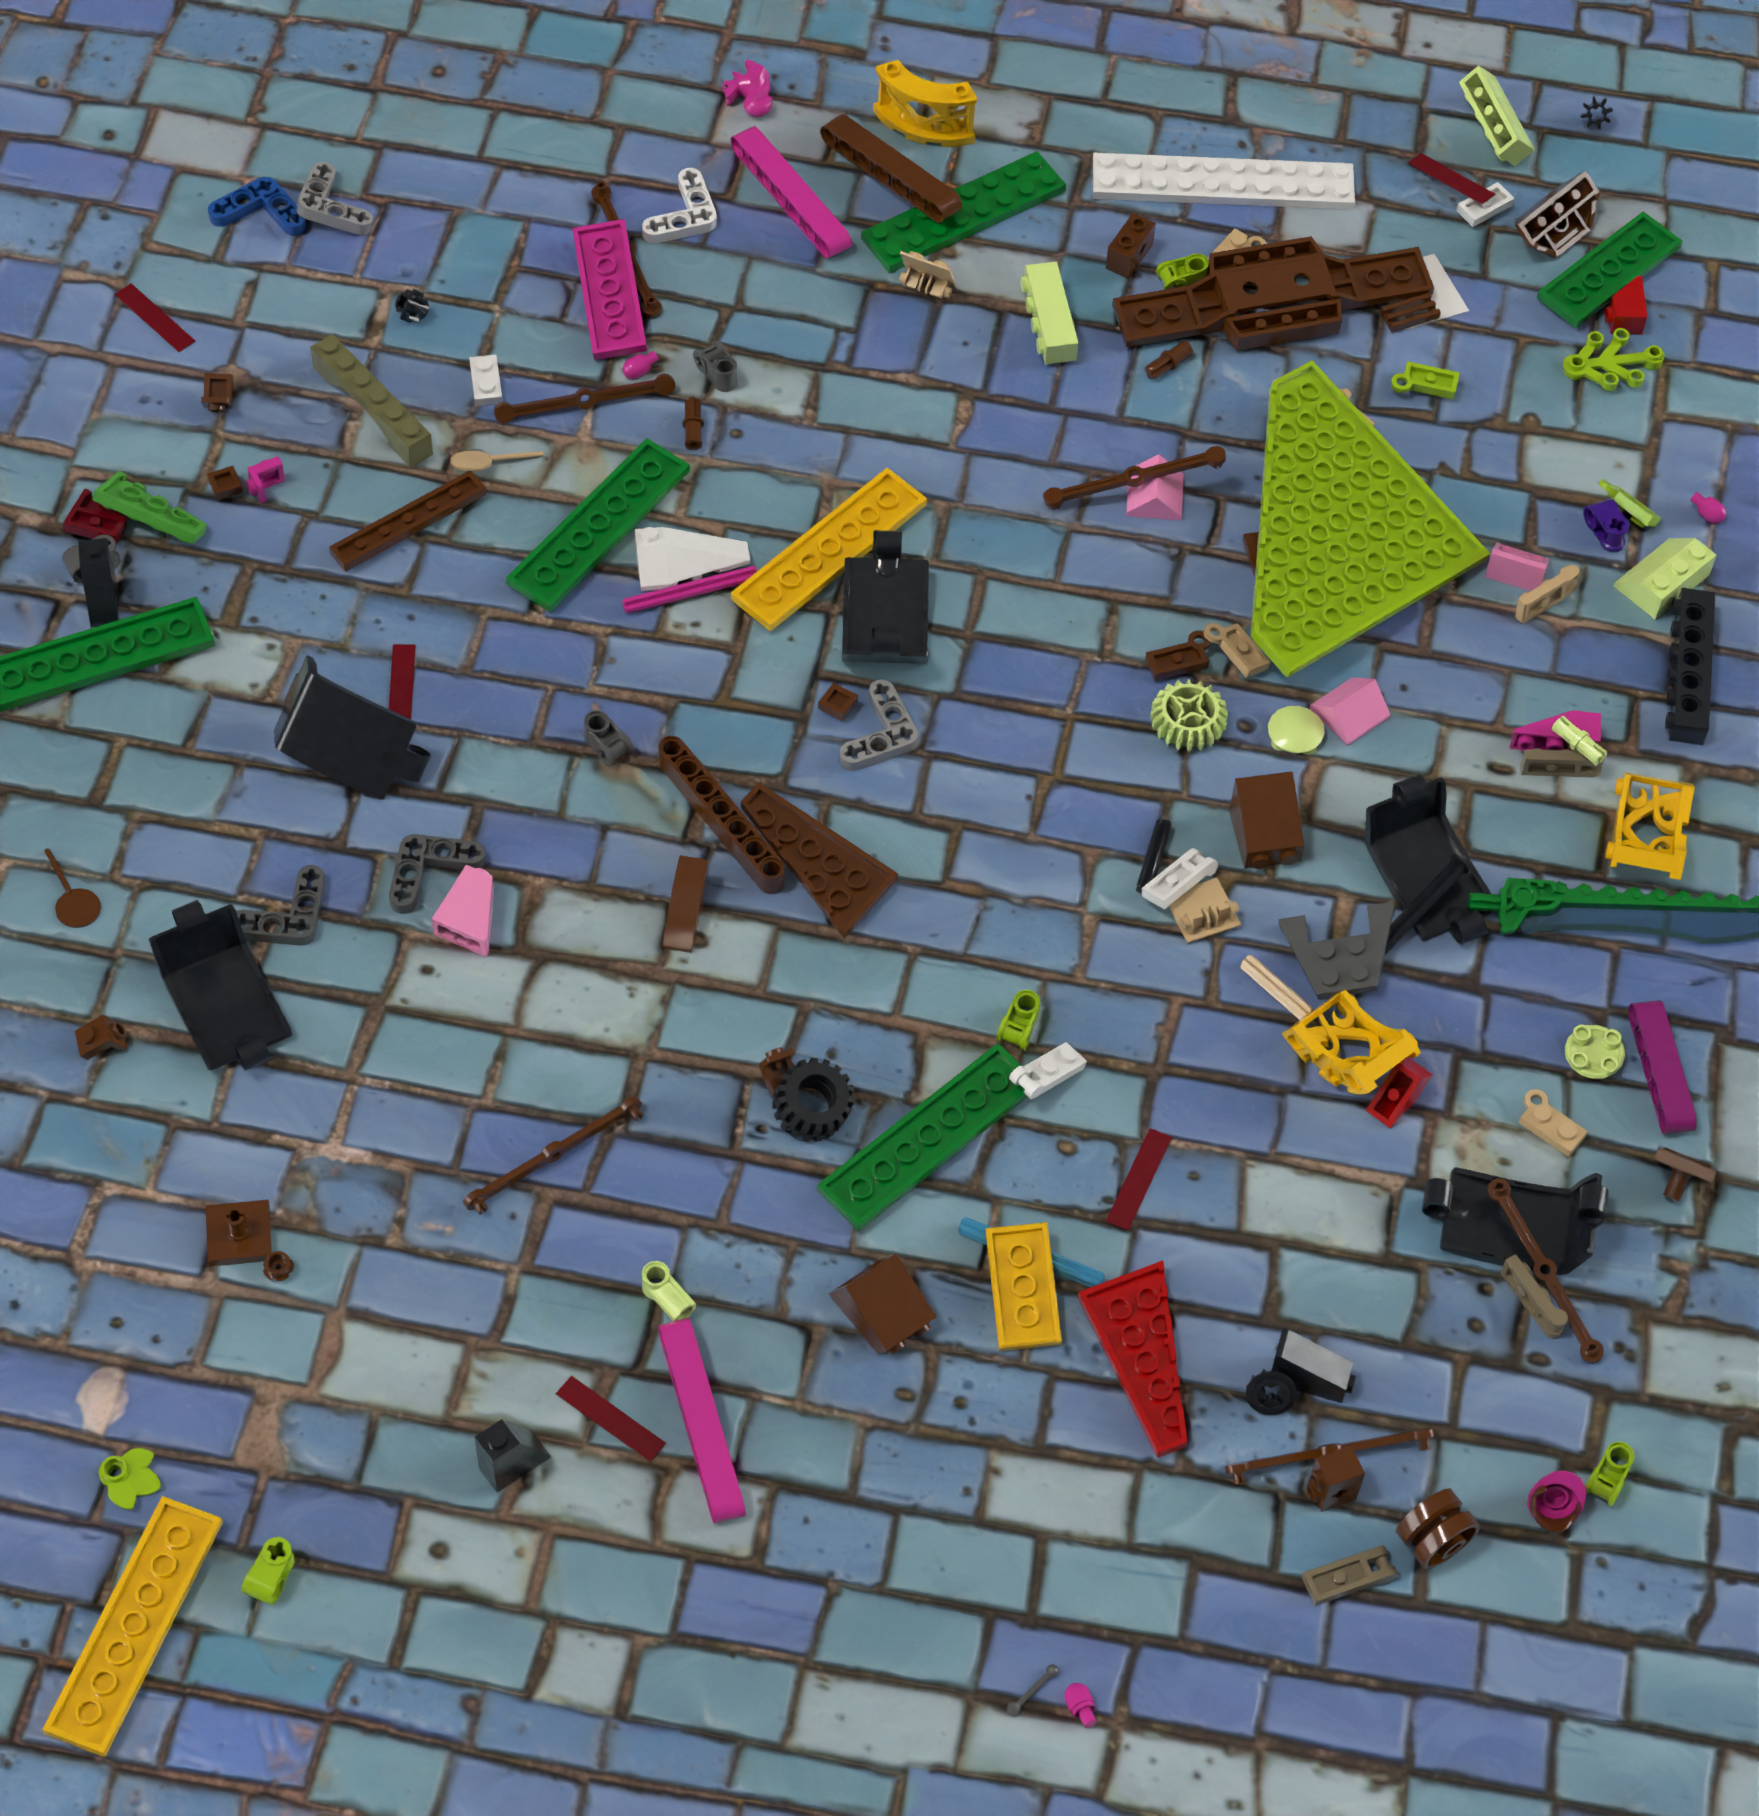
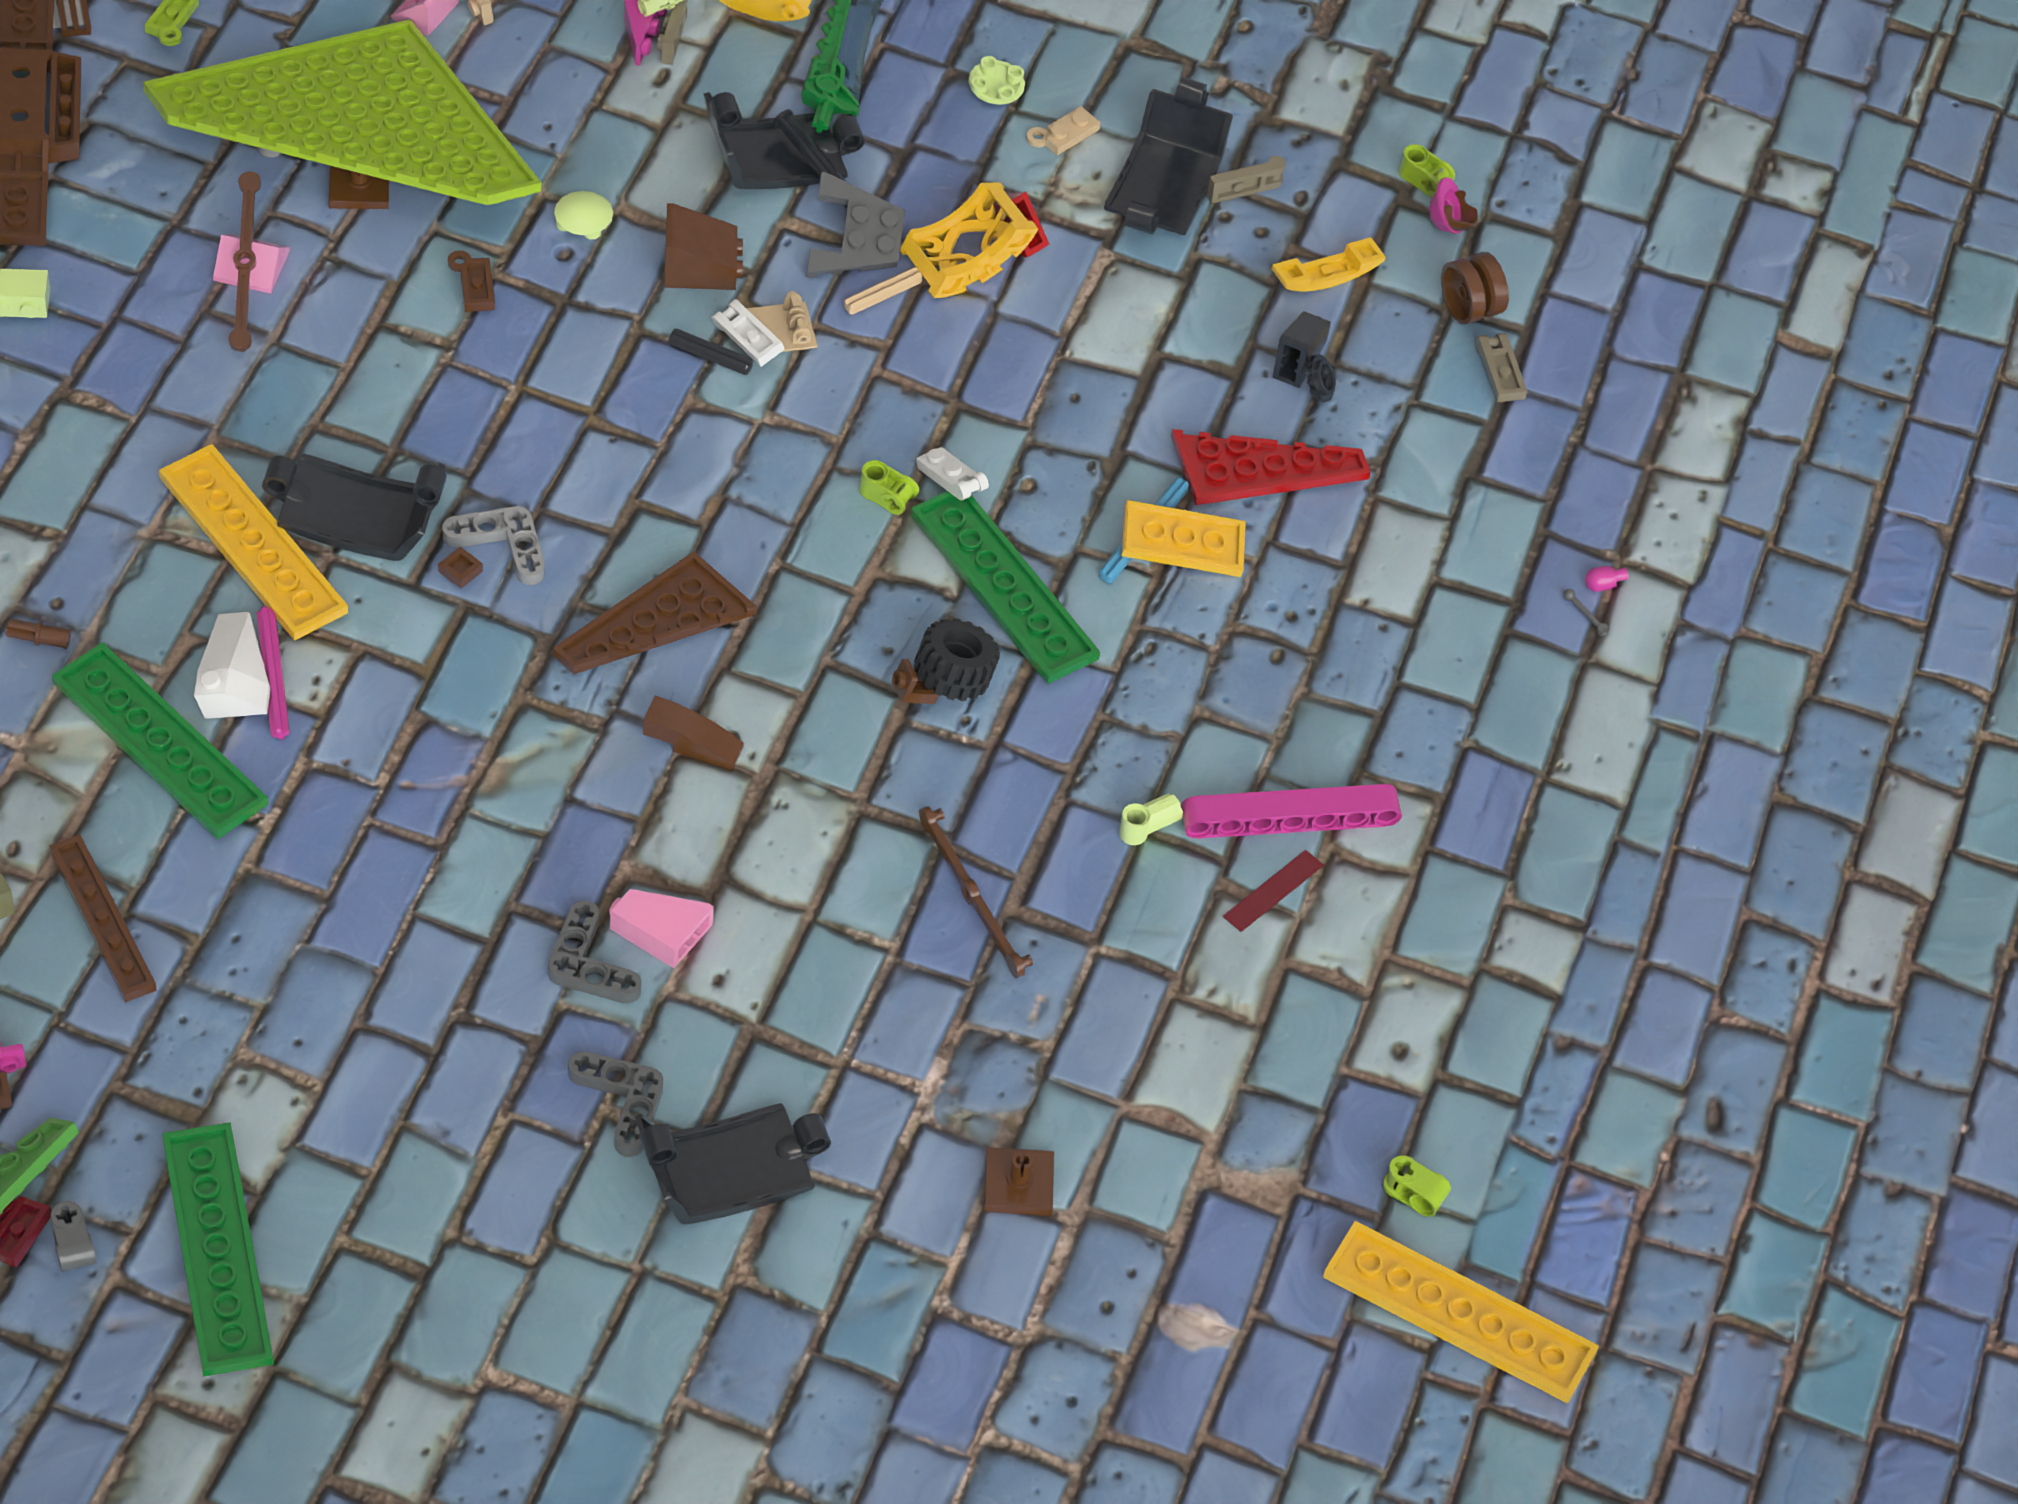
camera: 85 degrees left, 5 degrees down
(76, 906) = (564, 1301): reddish brown piece -> none
(98, 581) = (125, 1222): black slope -> none
(99, 1036) = (755, 1286): reddish brown bracket -> none
(133, 1480) = (1295, 1302): lime plate -> none
(274, 1259) = (1067, 1140): reddish brown plate -> none
(346, 735) = (402, 1006): black panel -> none
(402, 679) = (335, 958): dark red sticker -> none
(479, 460) = (32, 843): tan piece -> none
(508, 1453) = (1321, 964): black slope -> none
(608, 741) = (460, 774): dark grey piece -> none
(724, 825) = (583, 687): reddish brown beam -> none
(884, 1305) = (1186, 646): reddish brown slope -> none
(1139, 1179) = (1072, 437): dark red sticker -> none
(1169, 359) = (76, 212): reddish brown axle -> none
(1186, 706) = (550, 296): yellowish green gear -> none
(1238, 648) = (476, 232): tan hinge -> none
(1238, 1468) = (1378, 354): reddish brown piece -> none
(1335, 1479) = (1417, 347): reddish brown brick -> none
(1352, 708) = (565, 166): bright pink slope -> none
(1433, 1389) = (1332, 270): none -> yellow slope
(1591, 1349) = (1143, 172): reddish brown piece -> none
(1662, 1067) = (1023, 39): magenta beam -> none
(1683, 1168) = (1137, 45): reddish brown tile -> none

